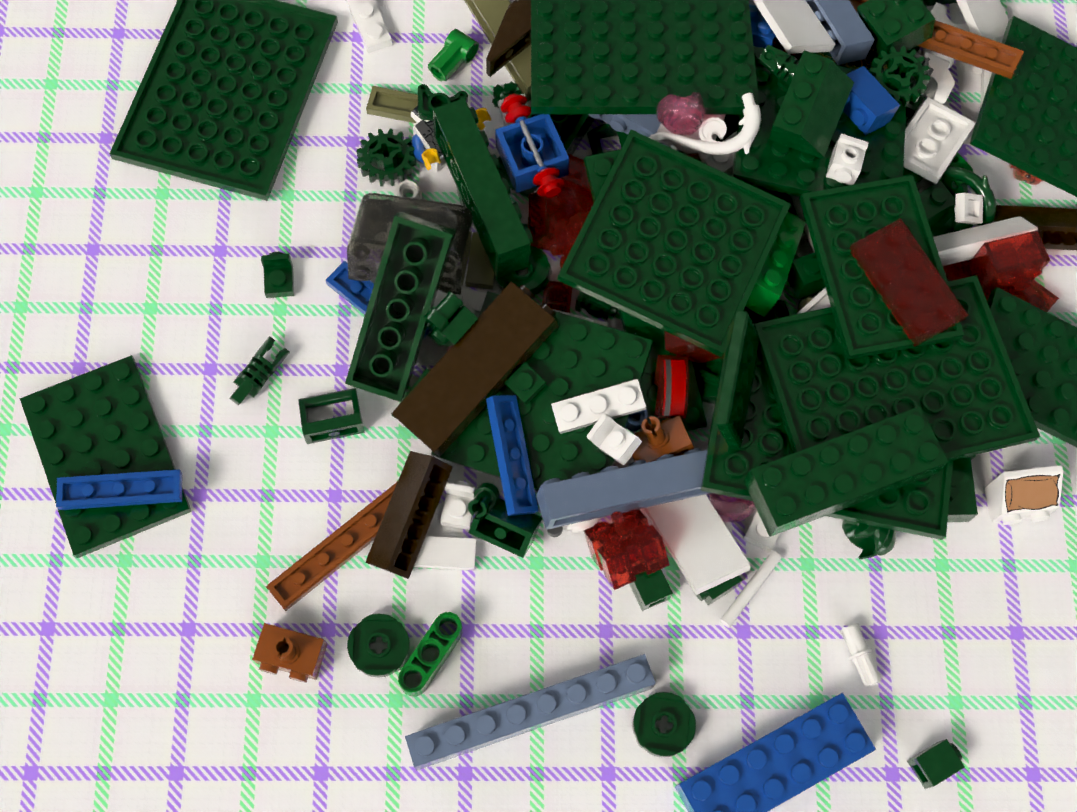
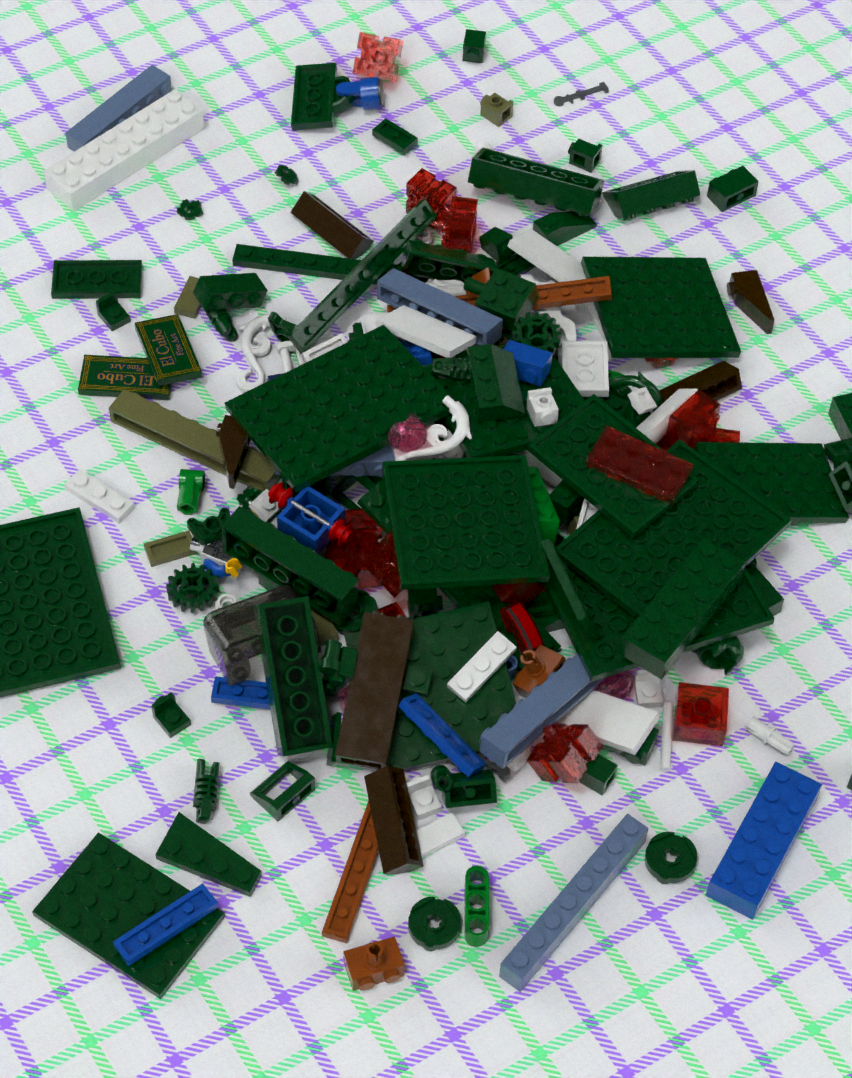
camera: 30 degrees left, 15 degrees down
(211, 434) = (203, 855): none -> dark green wing
(613, 439) = (509, 681): white bracket -> none
(800, 588) = (700, 714): none -> clear red brick
(1024, 494) = (805, 569): slope -> none

